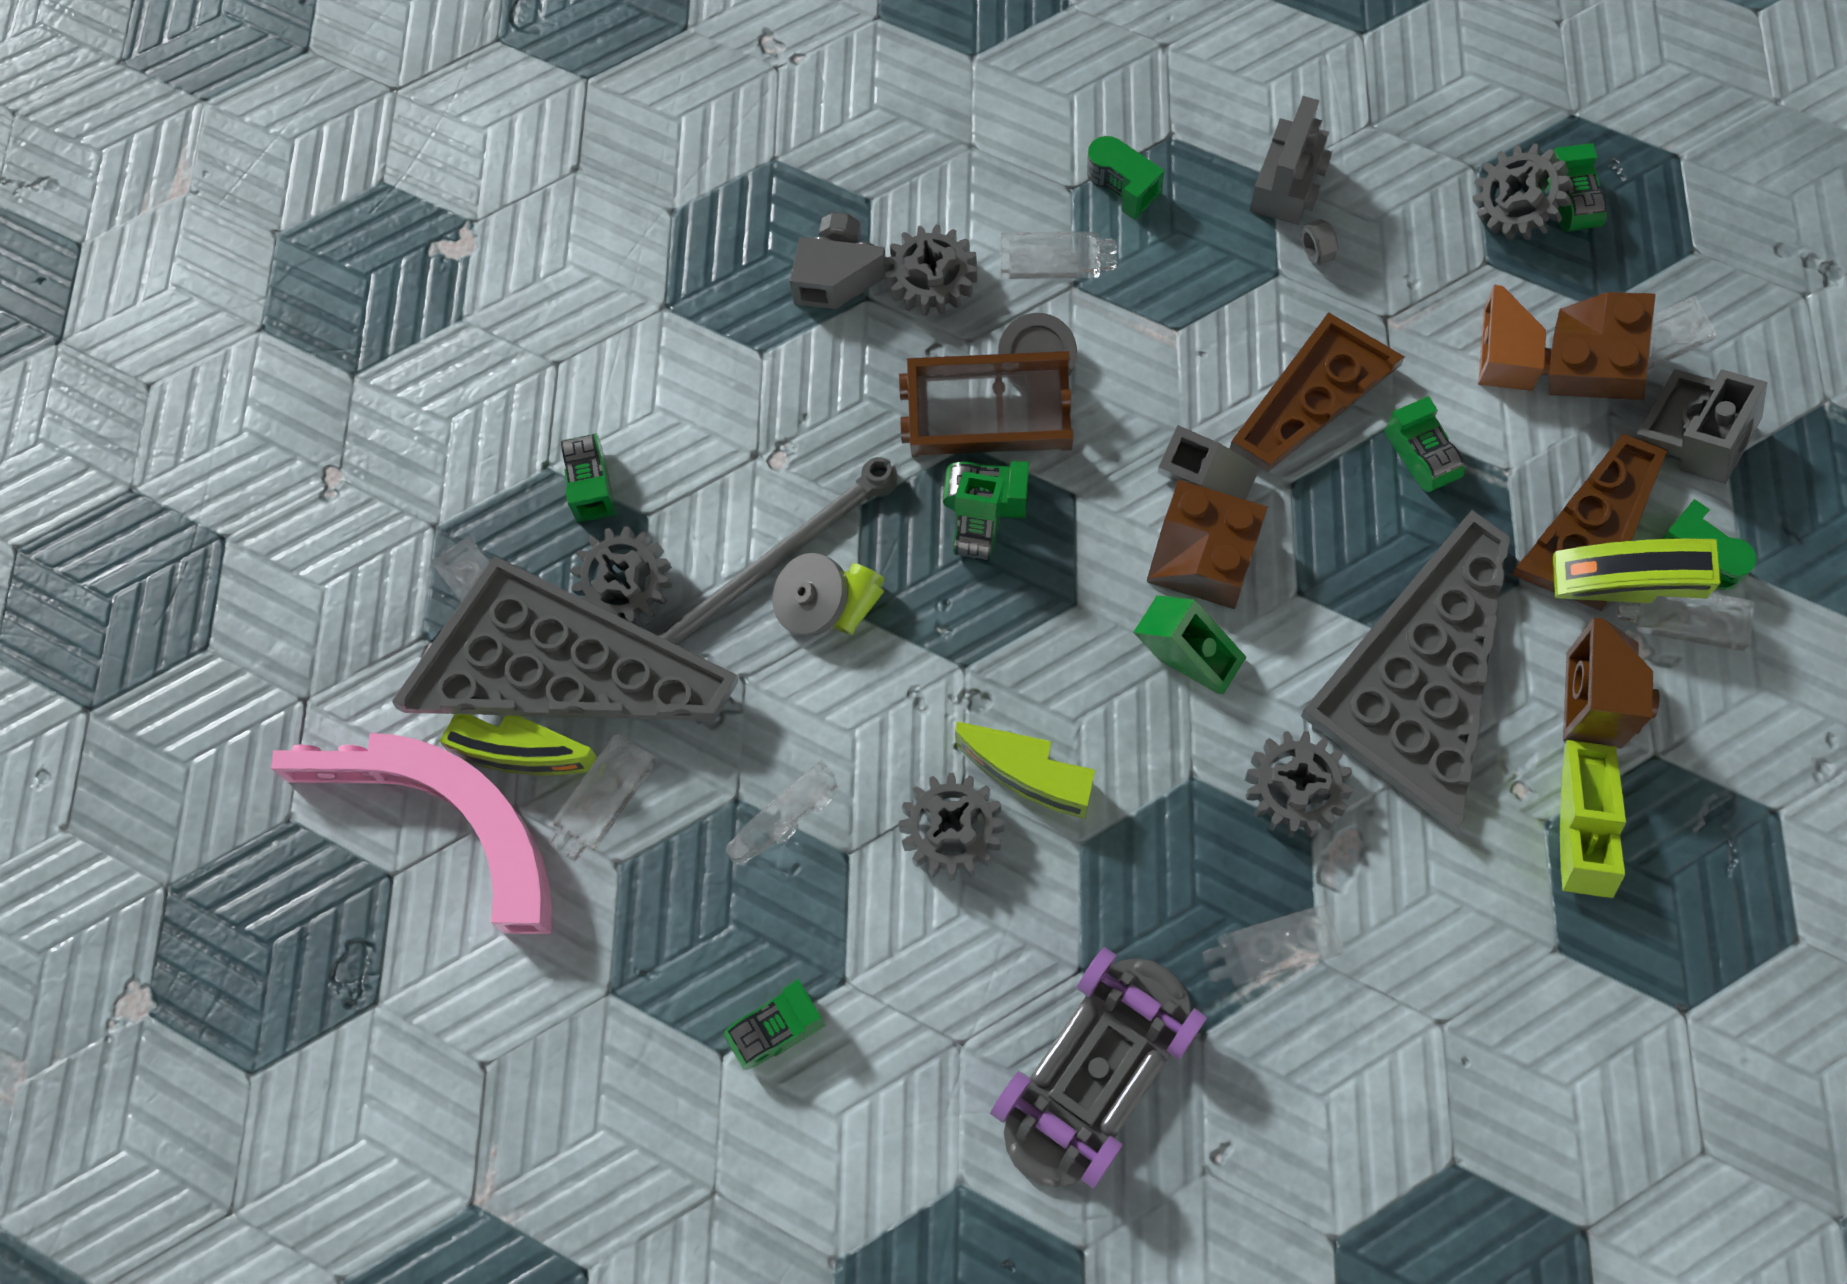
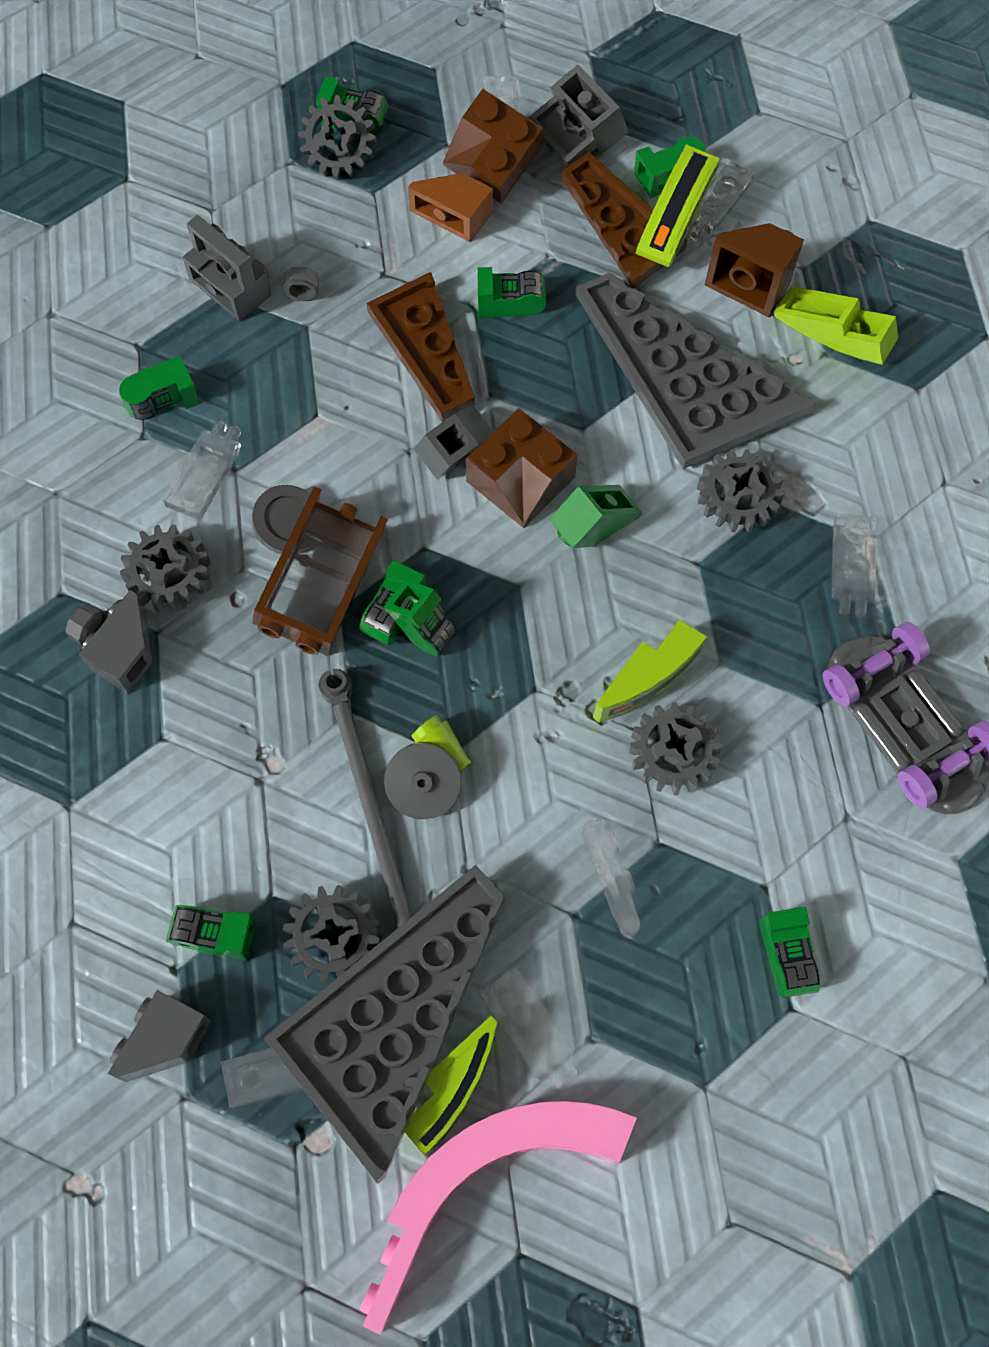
camera: 75 degrees left, 0 degrees up
(476, 478) = (162, 1039): none -> dark grey slope

